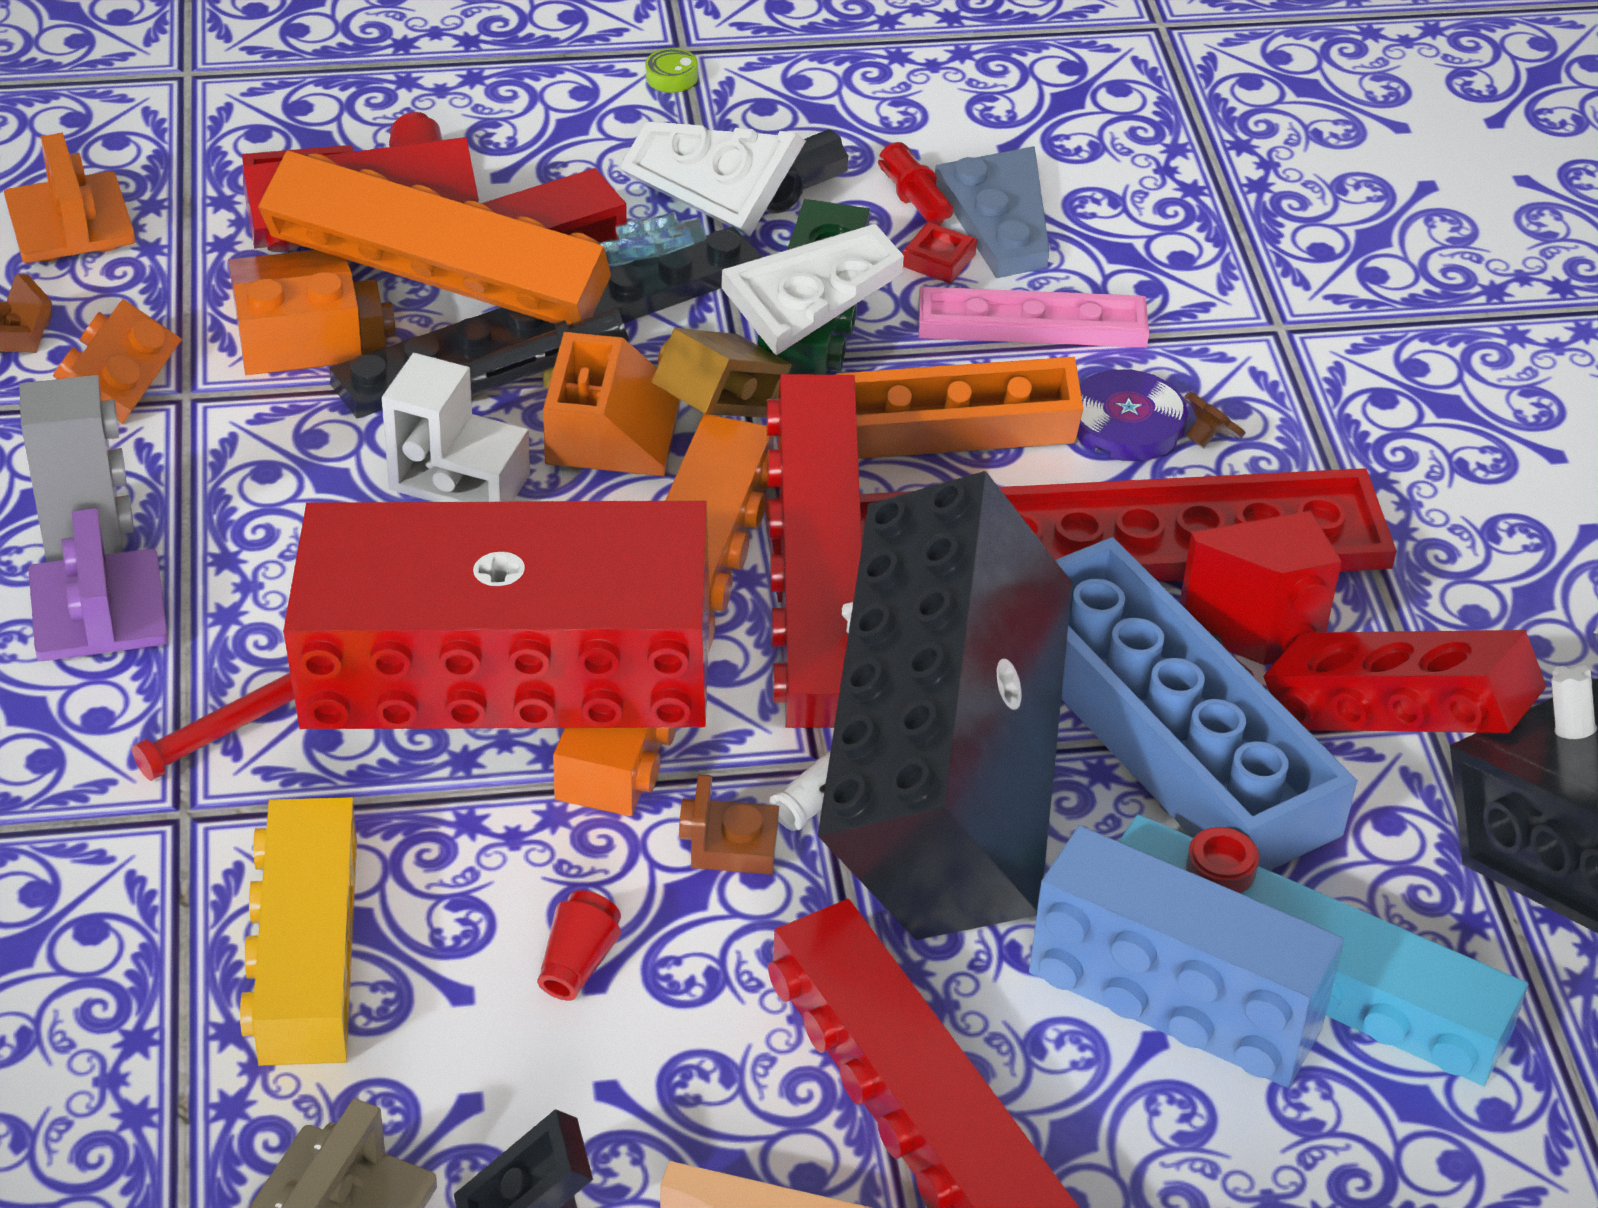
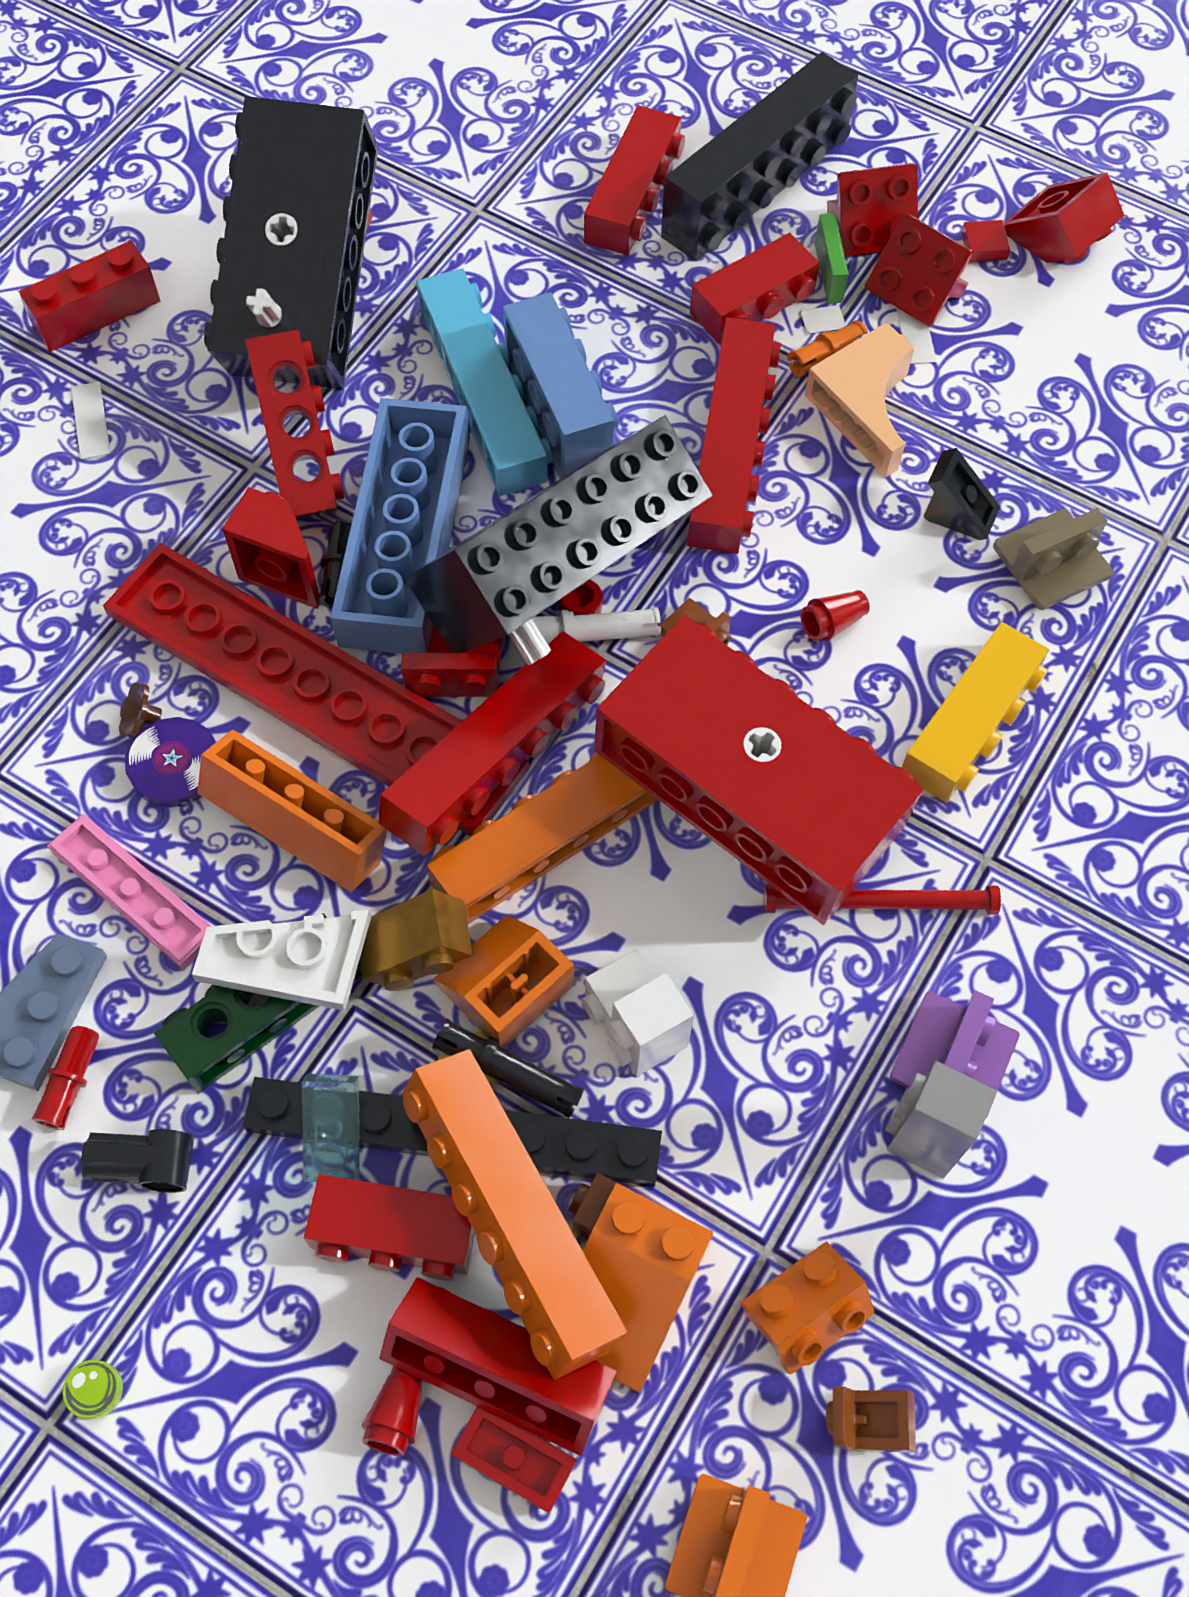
camera: 140 degrees left, 20 degrees up
(713, 170) = (208, 1187): white wing -> none
(939, 252) = (123, 1000): red tile -> none
(1224, 858) = (490, 412): red tile -> none

